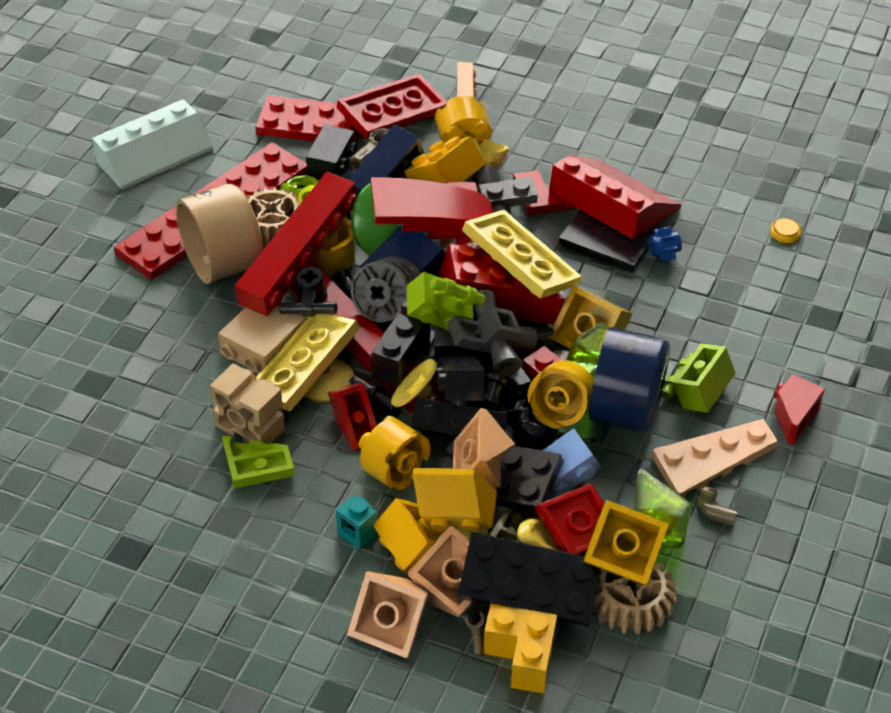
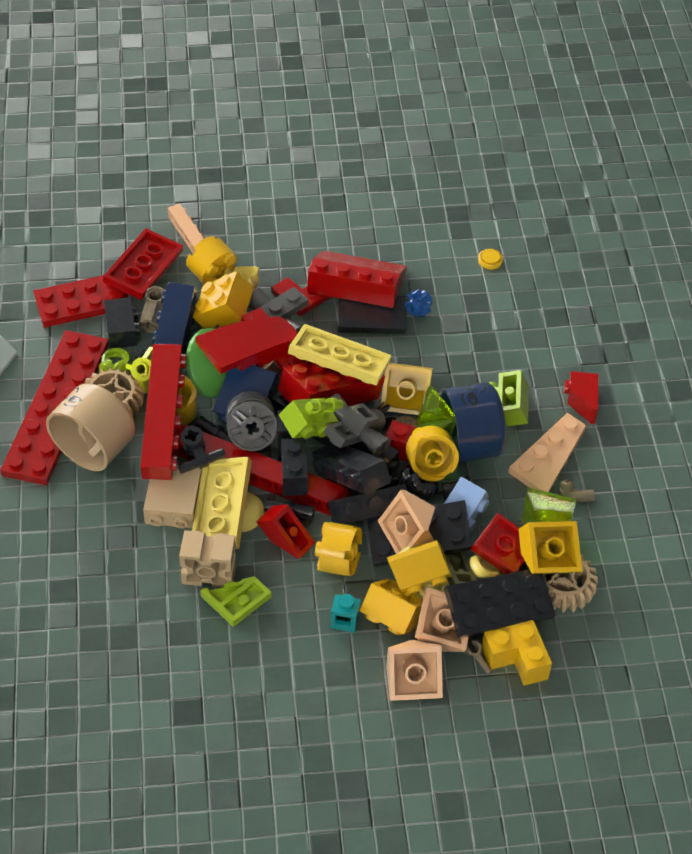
camera: 30 degrees left, 5 degrees up
(415, 384) = (324, 489): light yellow dish -> none

